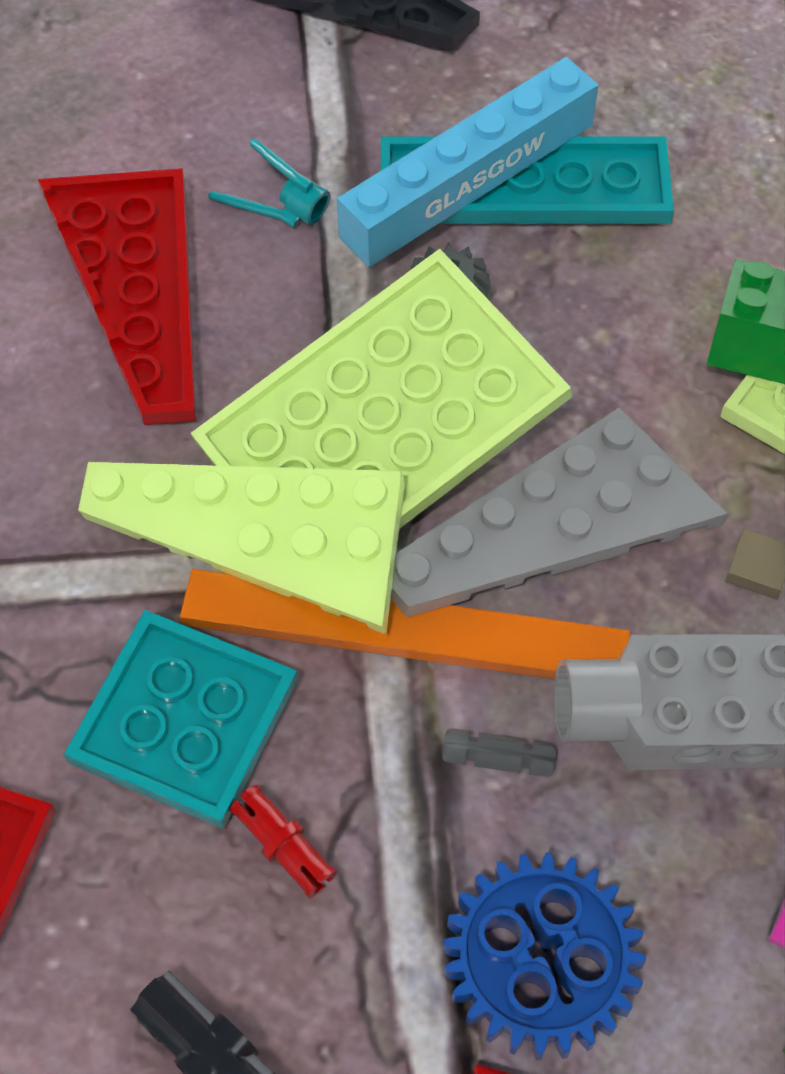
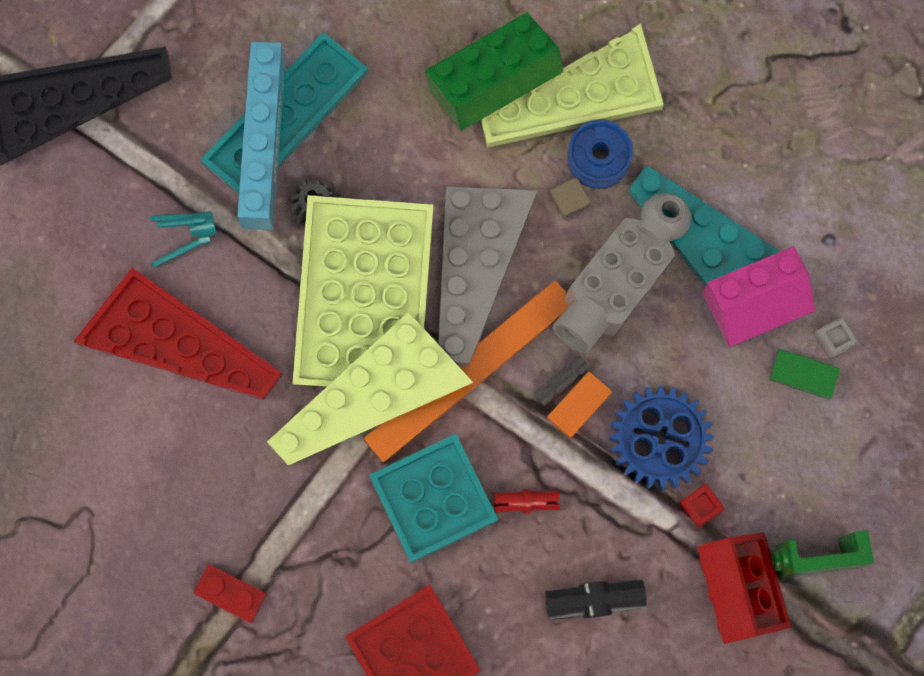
camera: 50 degrees left, 15 degrees up
(487, 805) = (579, 405): none -> orange tile

